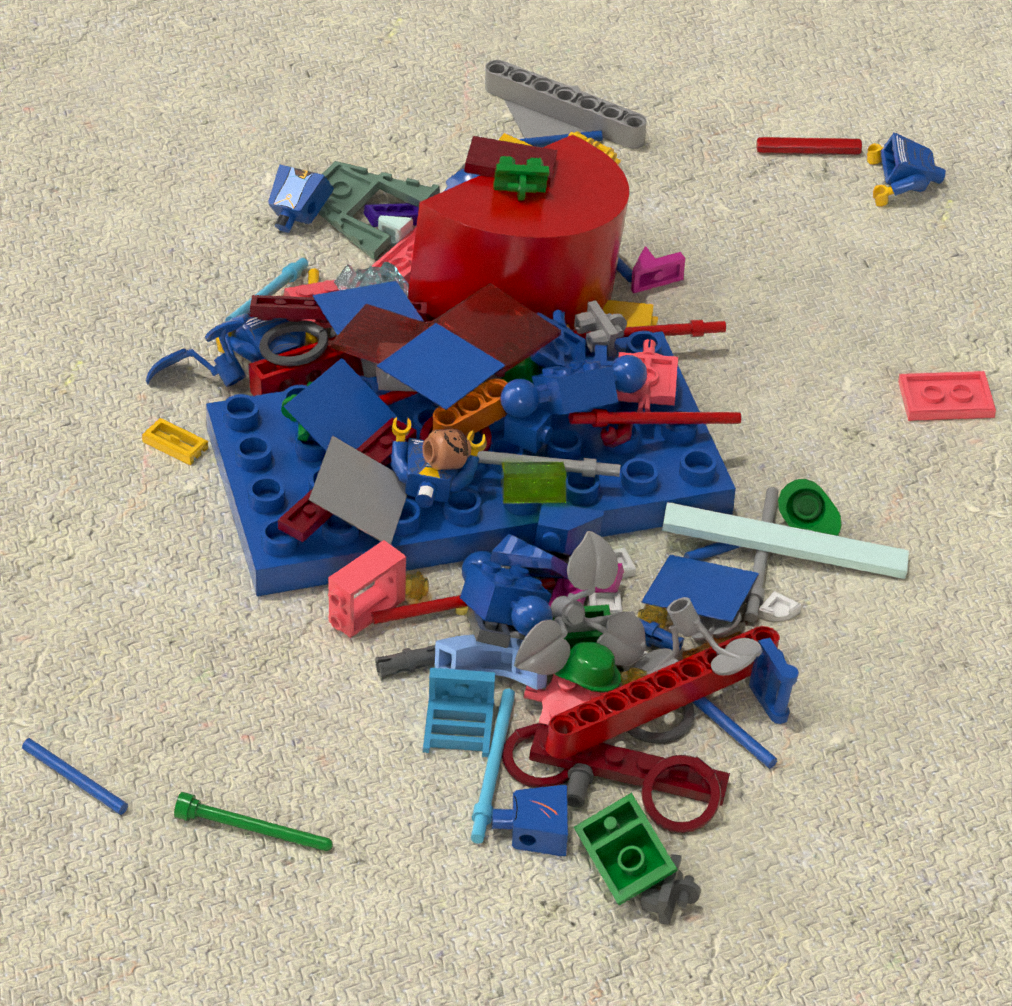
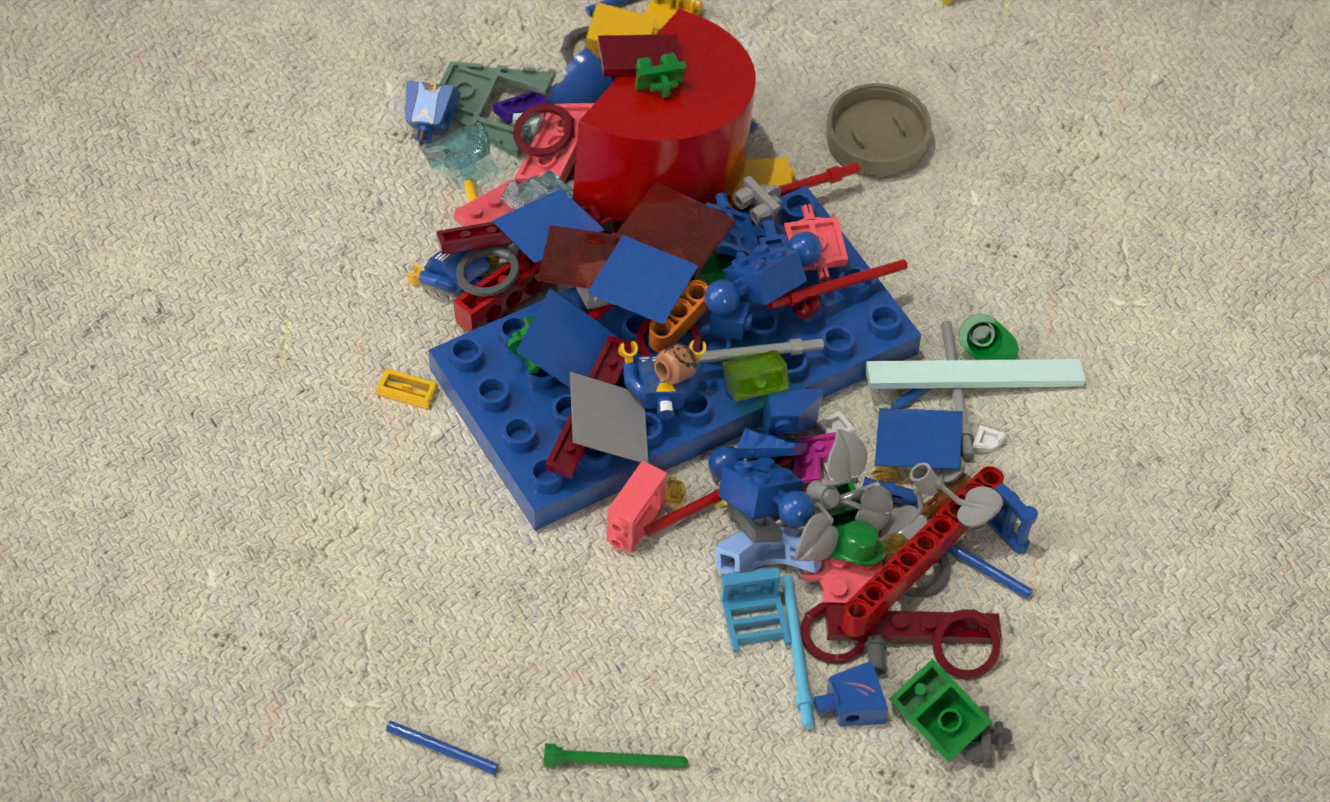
camera: 15 degrees left, 10 degrees up
(226, 364) = (428, 301): blue plant -> none
(289, 274) = (449, 191): medium azure bar -> none
(312, 236) = (460, 149): none -> clear light blue brick
(383, 224) = (569, 130): none -> dark red piece
(407, 660) = (690, 566): dark grey pin -> none
(656, 272) = (775, 119): dark pink slope -> none
(763, 299) = (878, 129): none -> dark tan piece
(946, 395) = (1064, 193): coral tile -> none

